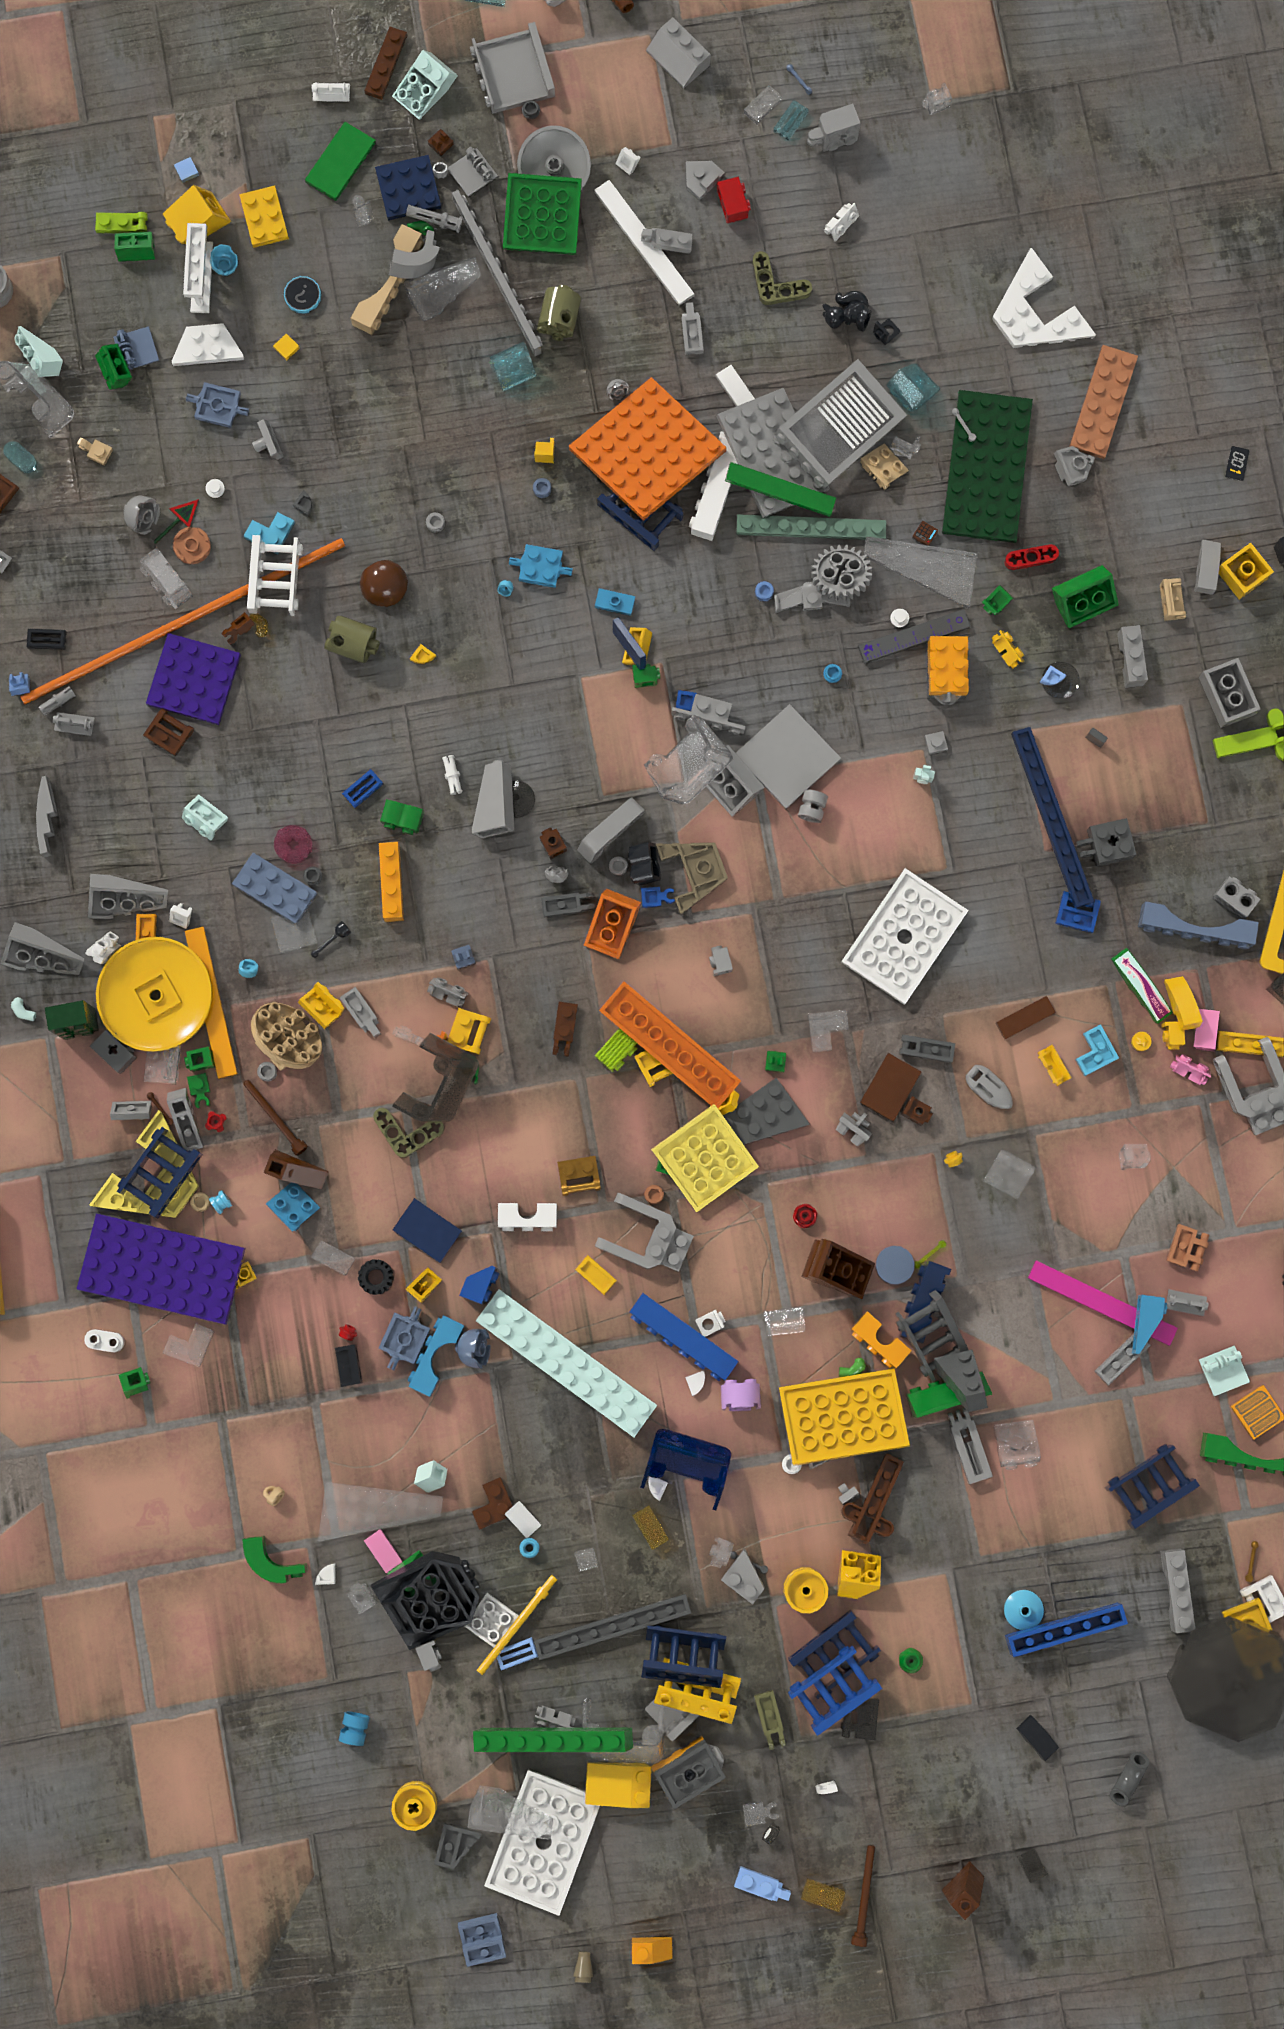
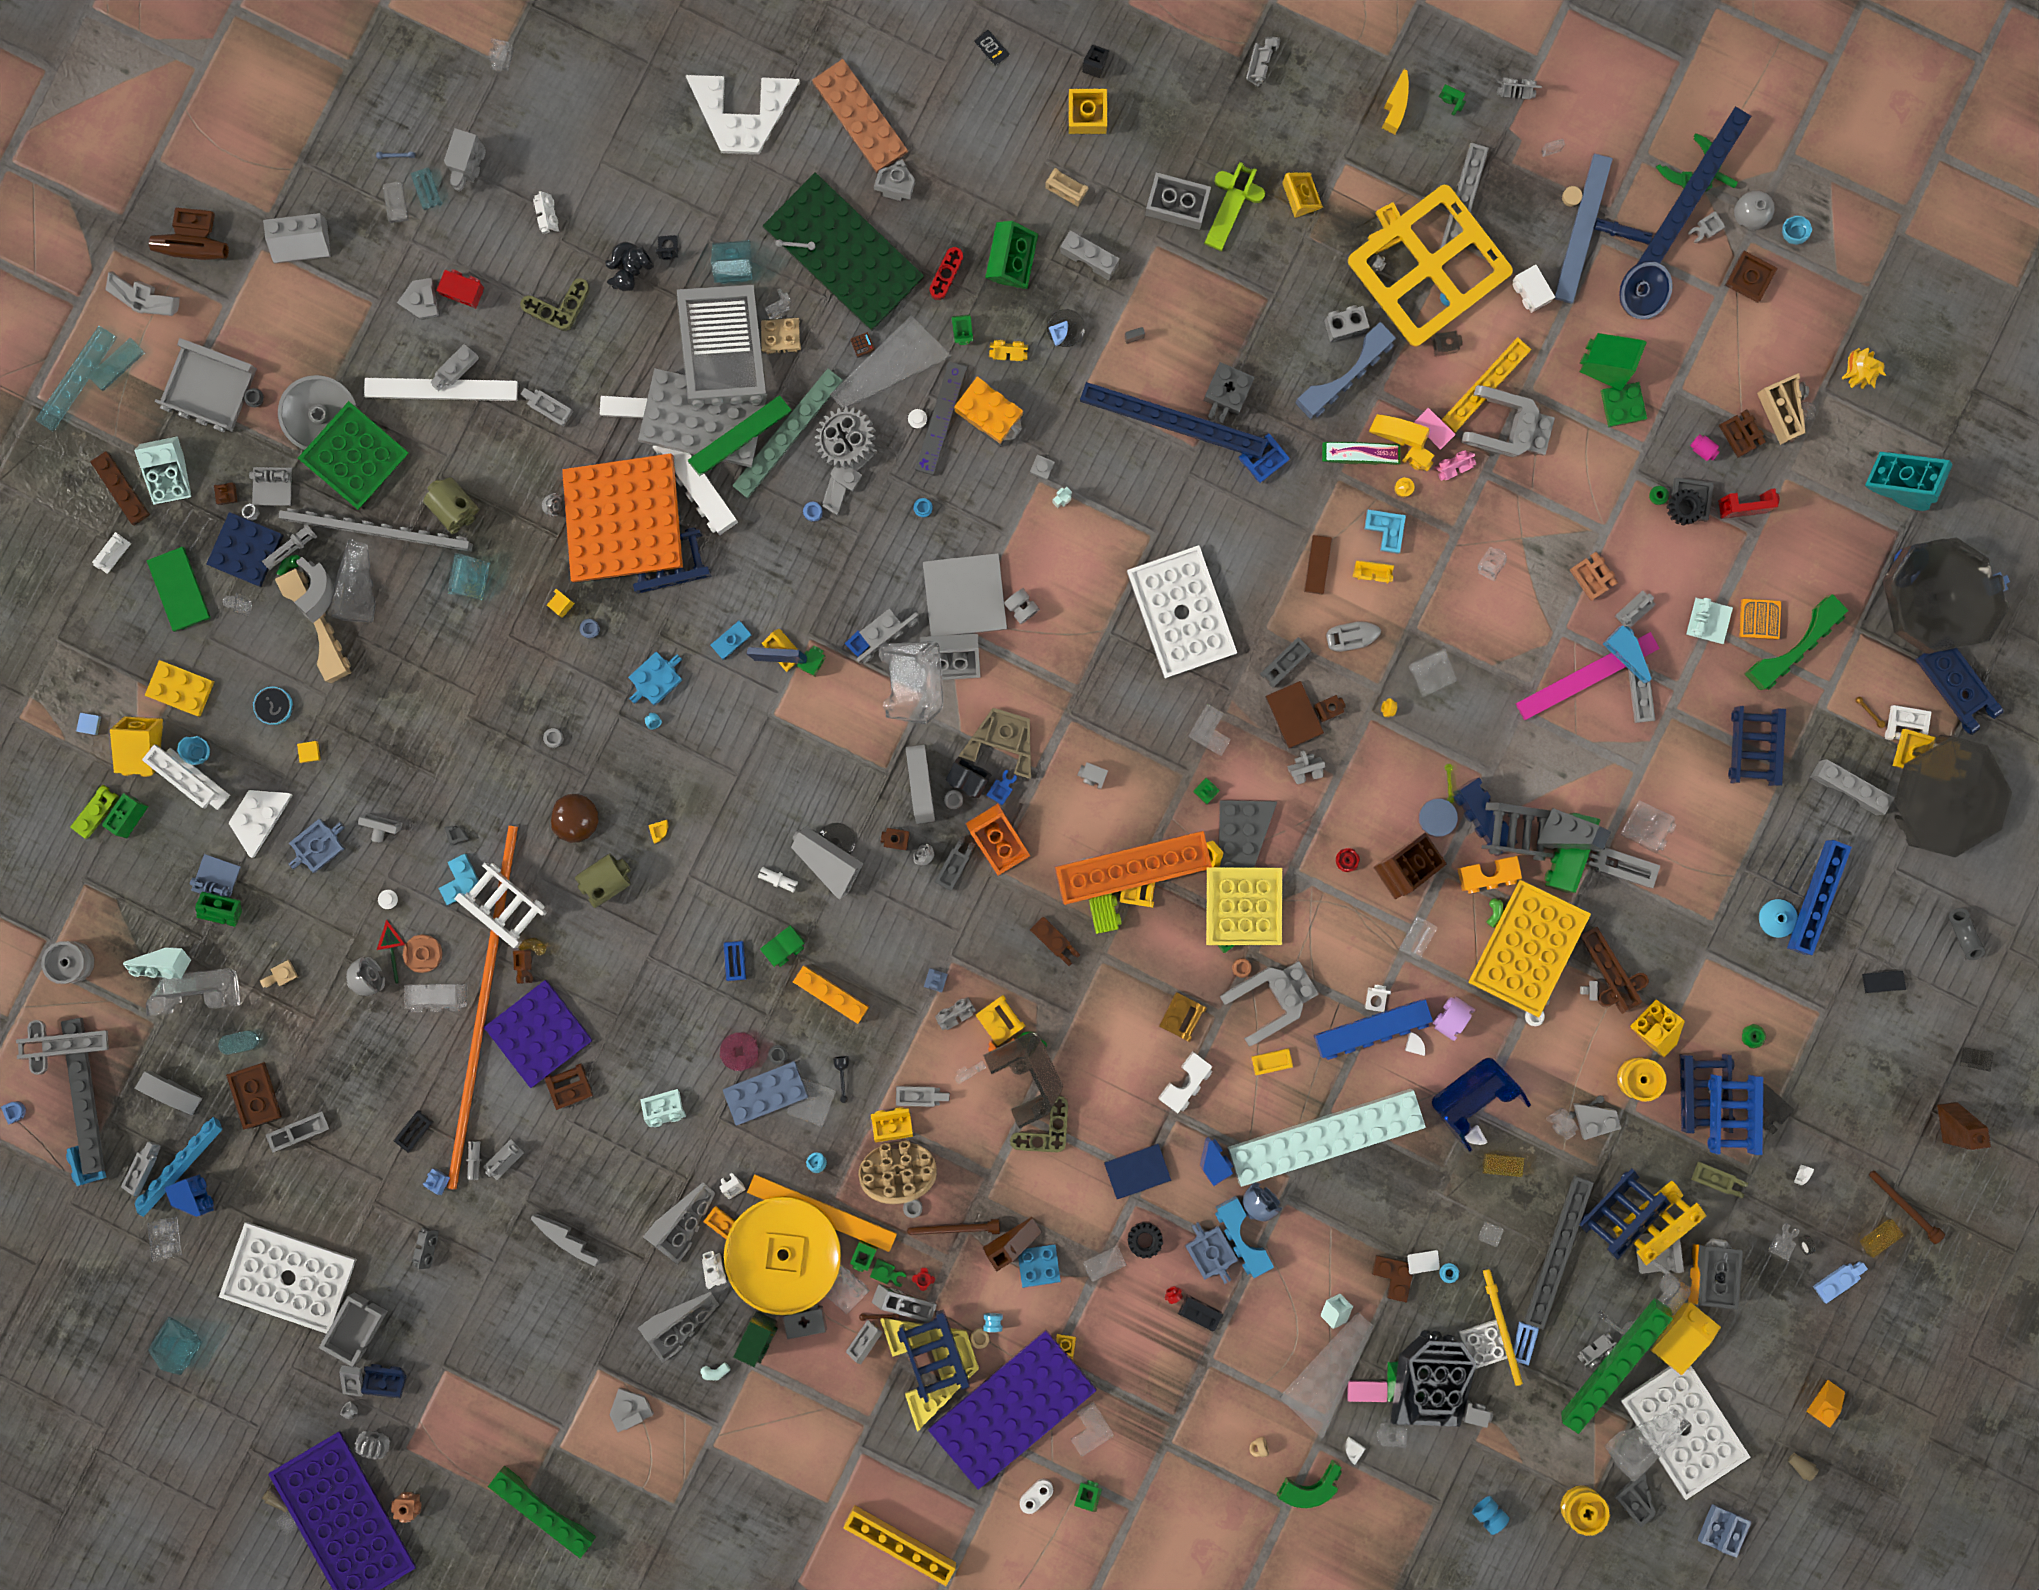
camera: 55 degrees left, 5 degrees up
(424, 1285) = (1180, 1206): yellow slope -> none
(627, 160) = (359, 350): white tile -> none
(1208, 567) = (1061, 138): light grey slope -> none

